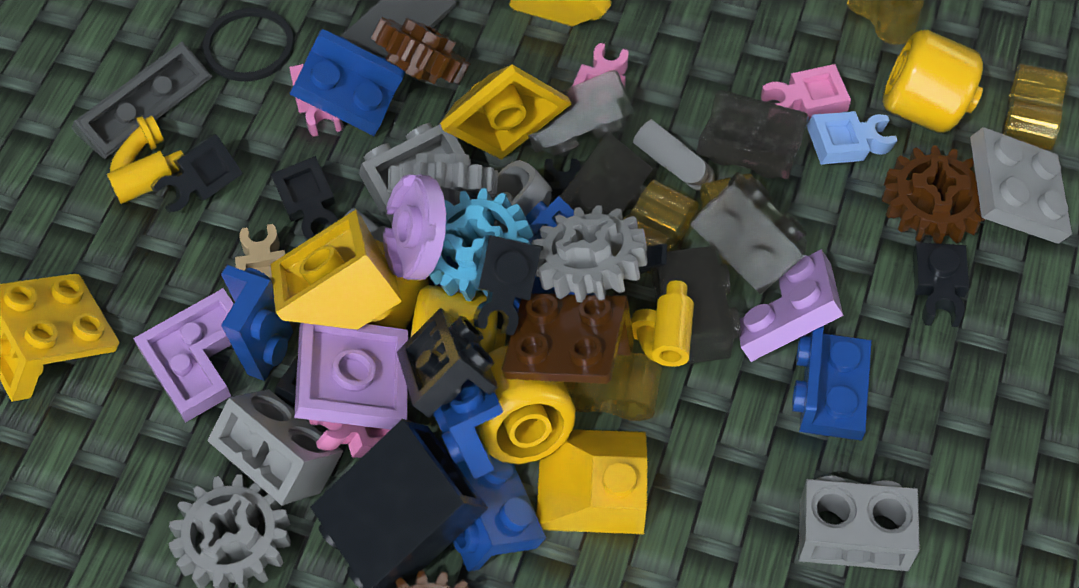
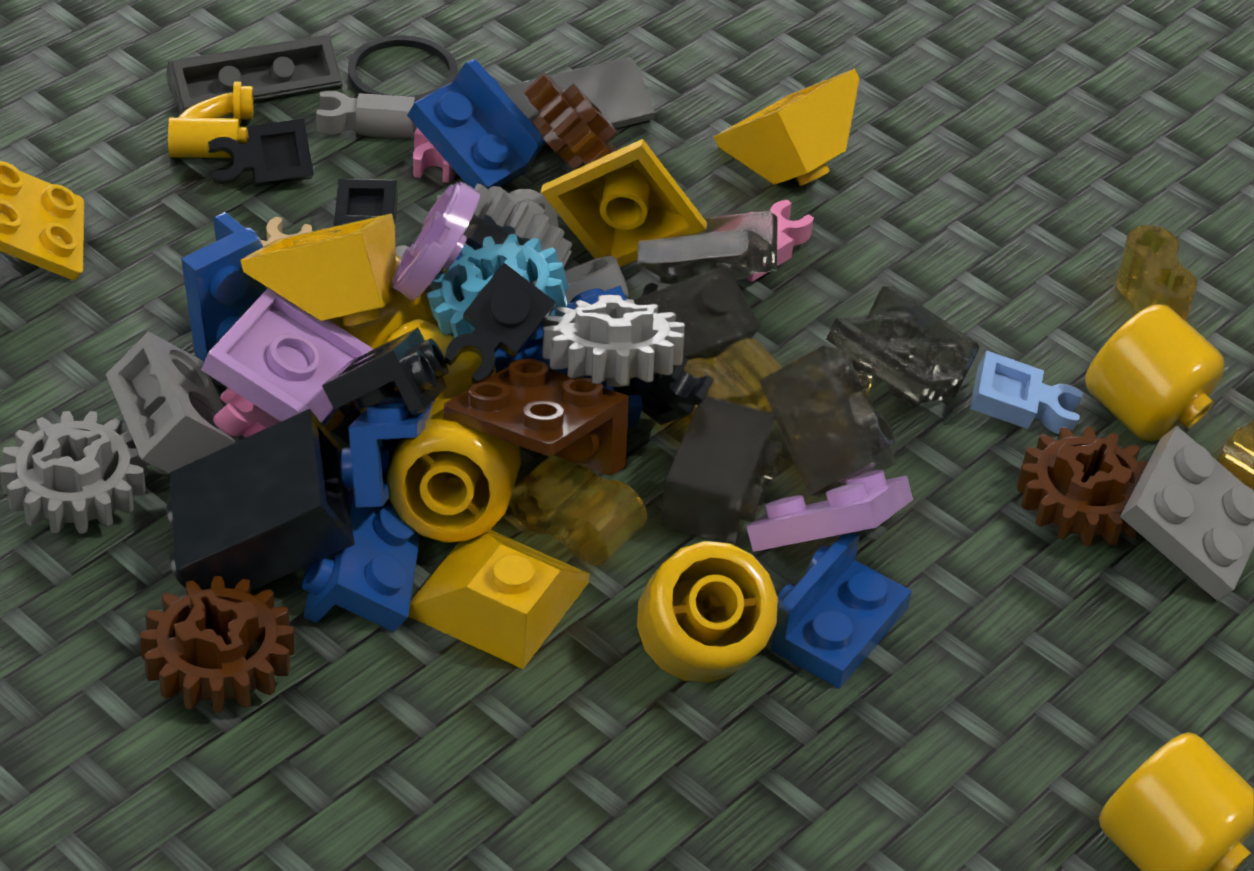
camera: 20 degrees right, 15 degrees down
(181, 351) = (134, 301): lavender plate -> none
(249, 100) = (368, 115): none -> light grey bar
(668, 330) = (669, 457): yellow plant -> none
(673, 155) = (793, 322): light grey bar -> none
(758, 426) = (707, 611): none -> yellow head
(811, 92) = (1005, 333): bright pink plate -> none
(859, 538) = (769, 749): light grey brick -> none
(942, 275) = (1041, 570): black plate -> none

